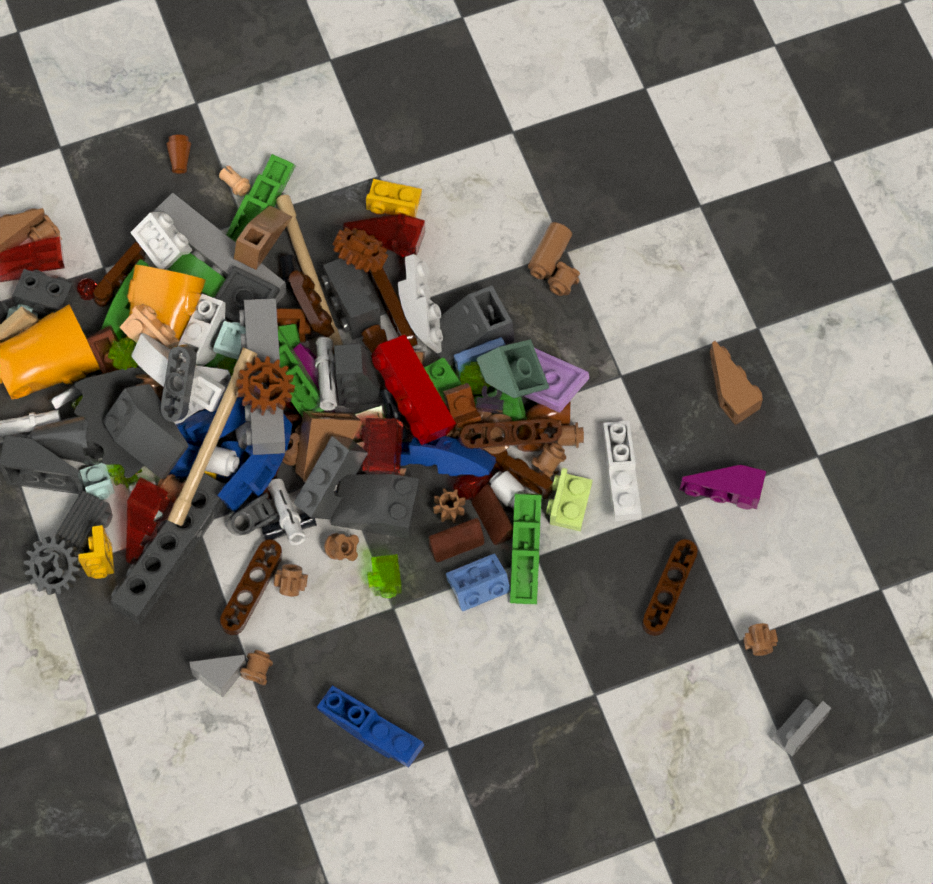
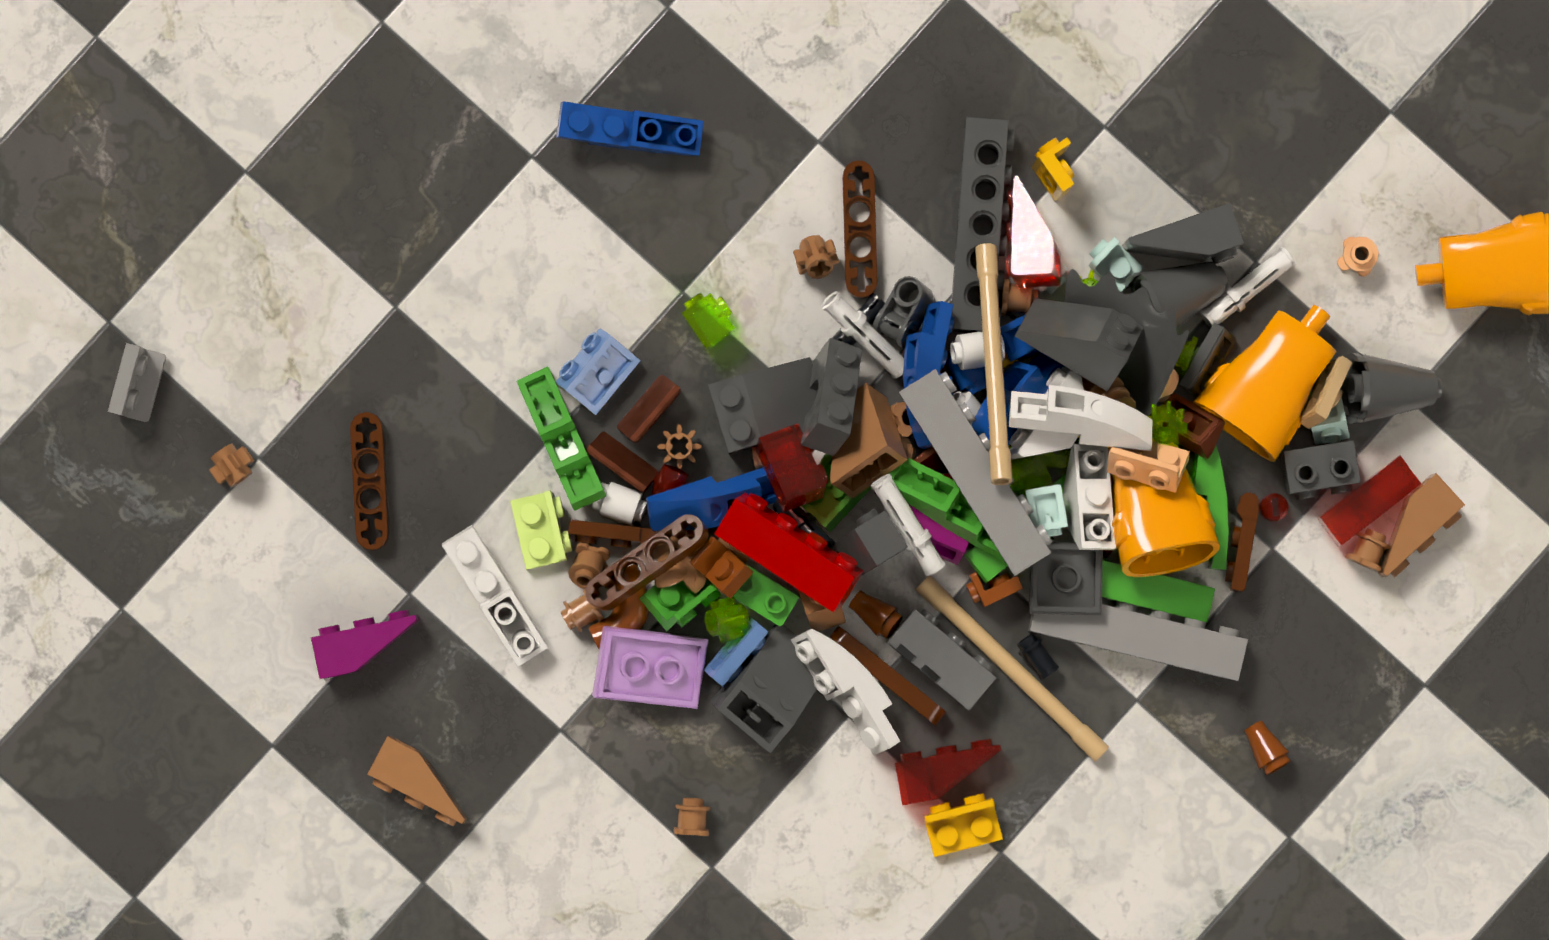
camera: 155 degrees right, 20 degrees up
(42, 568) = (1119, 131): dark grey gear -> none
(83, 515) = (1098, 203): dark grey brick -> none
(161, 239) = (1211, 605): white bracket -> none
(187, 376) = (1059, 407): dark grey beam -> none
(219, 672) = (838, 103): light grey slope -> none
(235, 181) = (1174, 746): light nougat pin -> none
(257, 667) = (798, 134): medium nougat brick -> none
(260, 236) = (1090, 676): medium nougat slope -> none
(263, 194) = (1127, 733): bright green slope -> none
(275, 385) = (950, 428): dark orange gear -> none
(310, 303) = (983, 618): reddish brown hinge -> none
(340, 546) = (778, 327): medium nougat brick -> none
(360, 249) = (957, 715): dark orange gear -> none
(490, 404) = (688, 584): tile -> none
(514, 369) = (680, 641): sand green slope -> none
(549, 250) = (729, 849): medium nougat brick -> none

